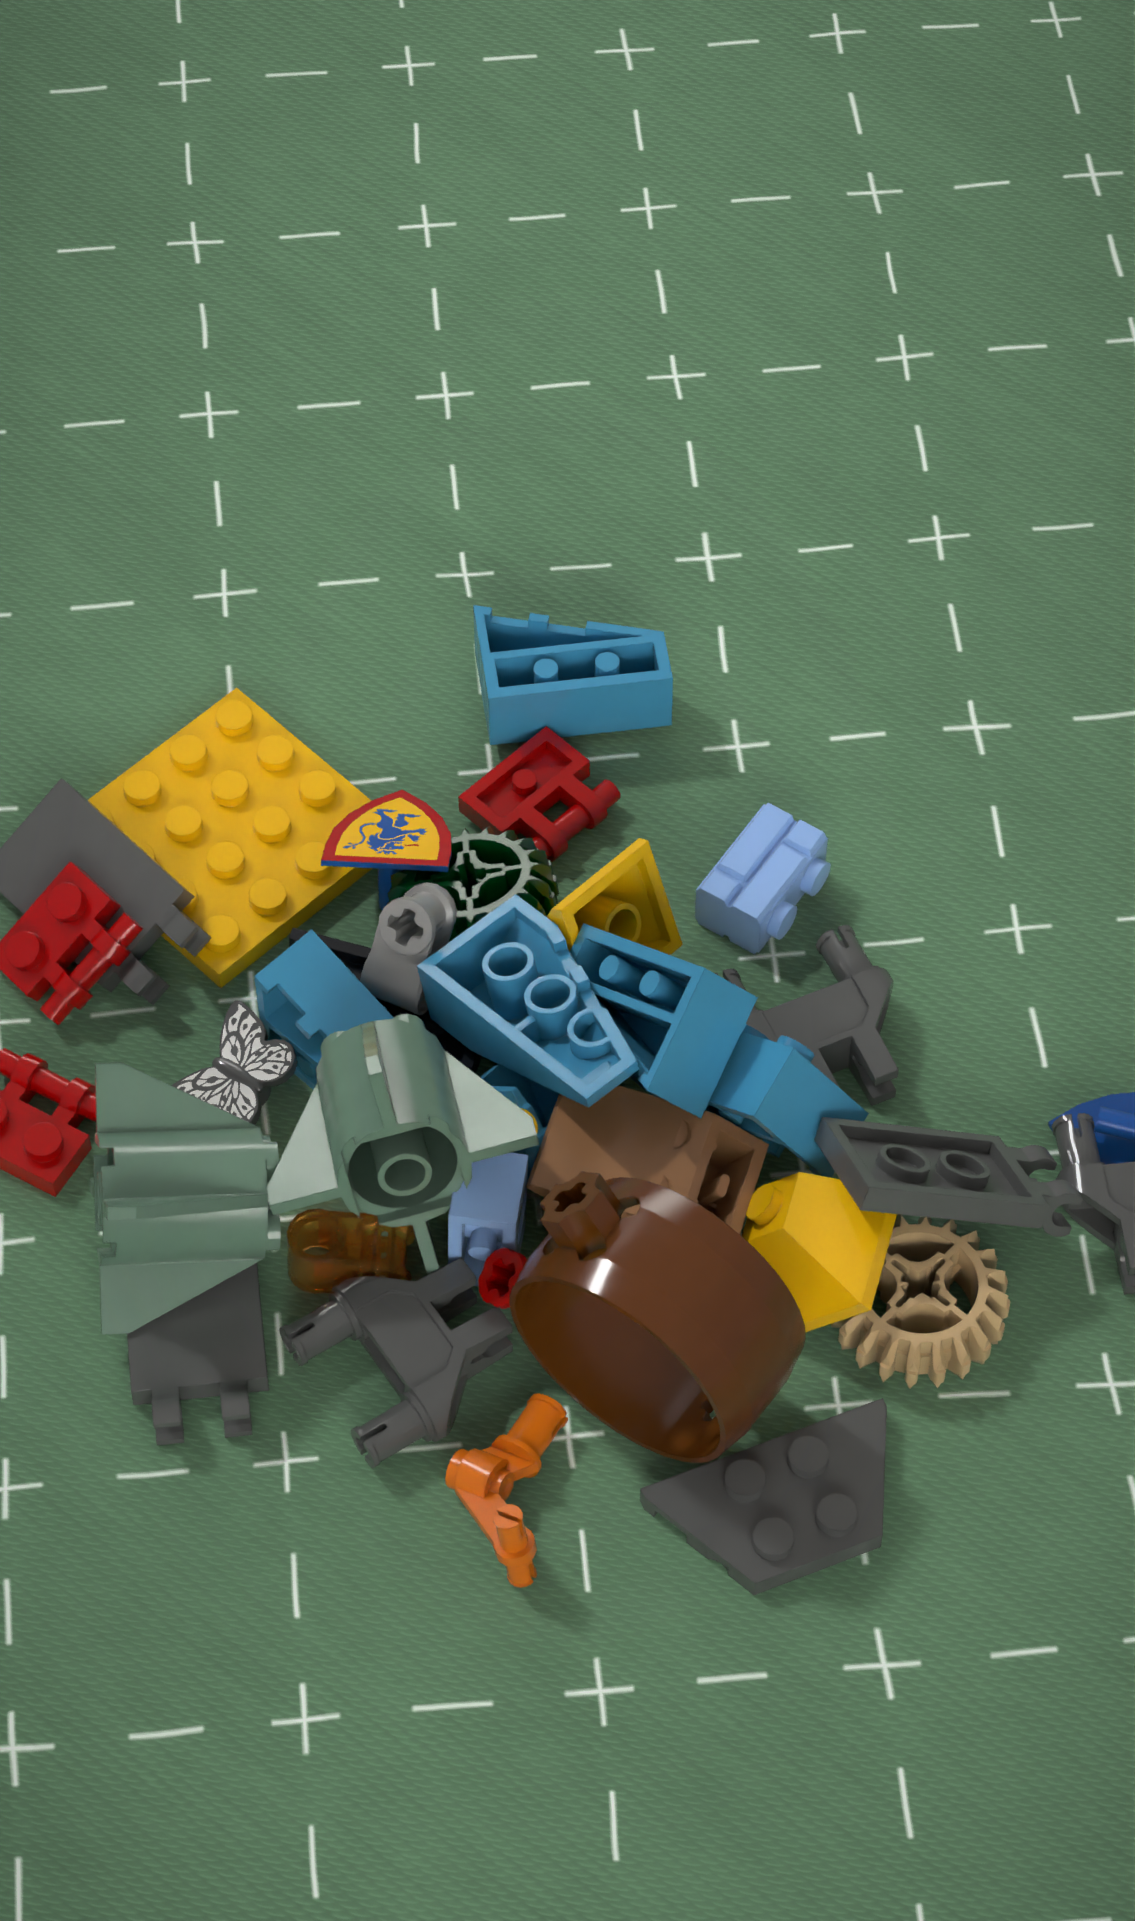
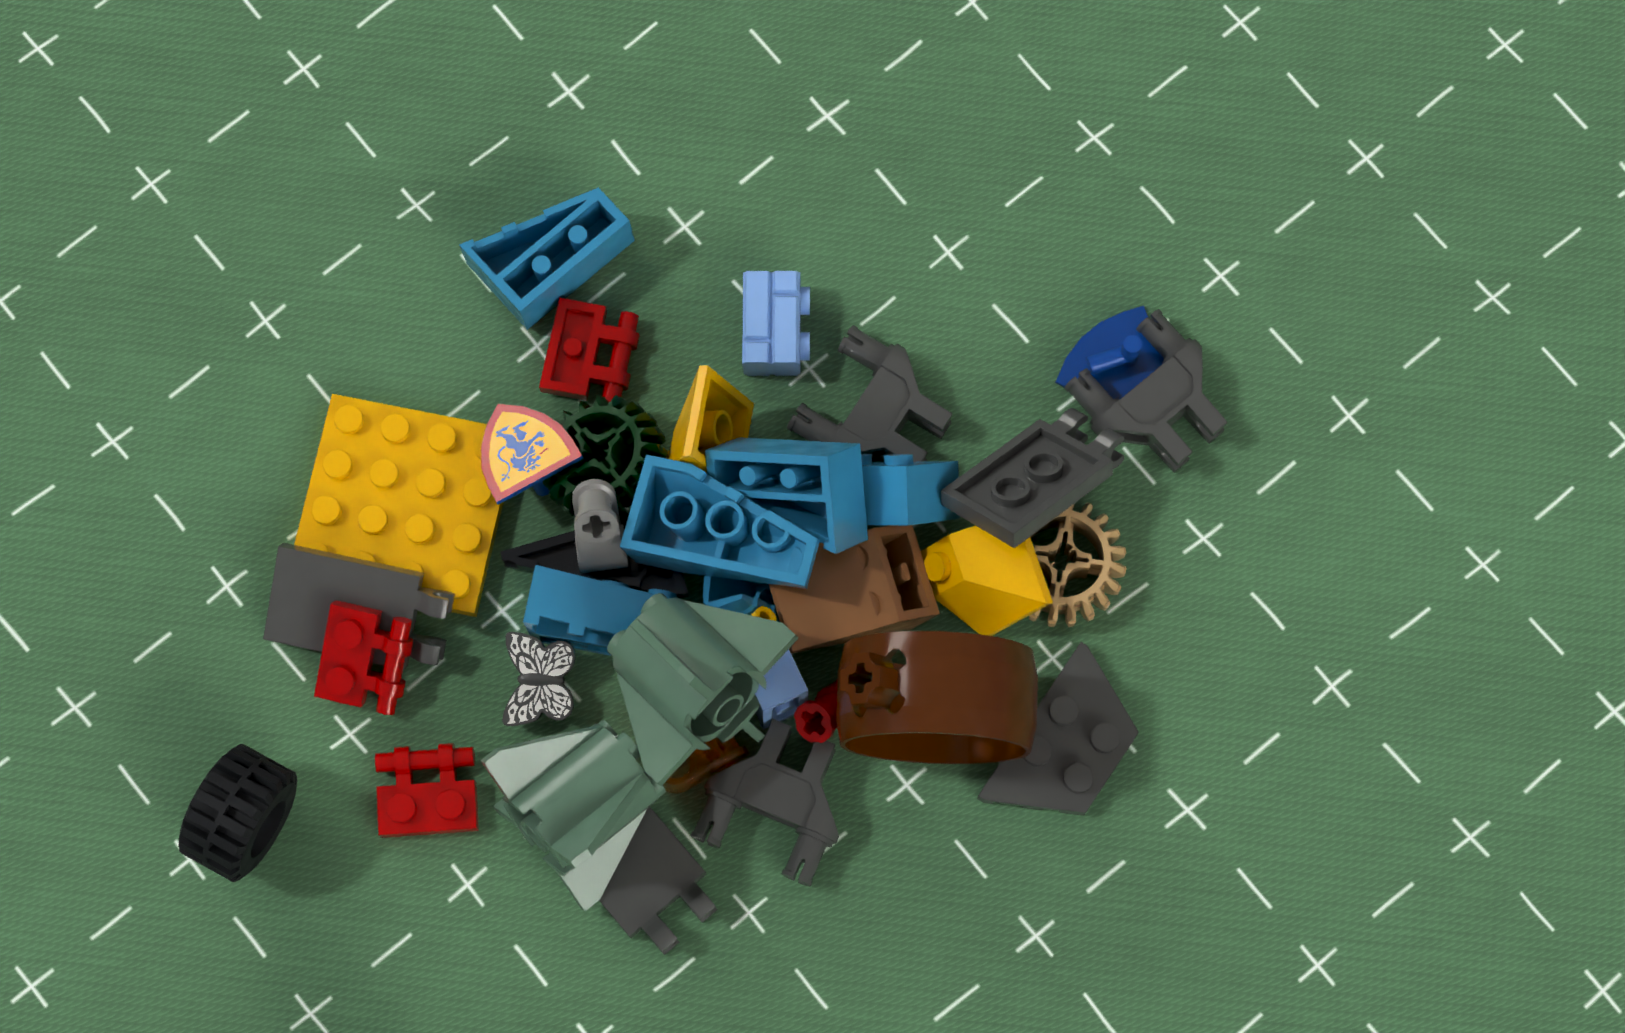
camera: 30 degrees left, 20 degrees up
(488, 1476) = (882, 847): orange pin -> none

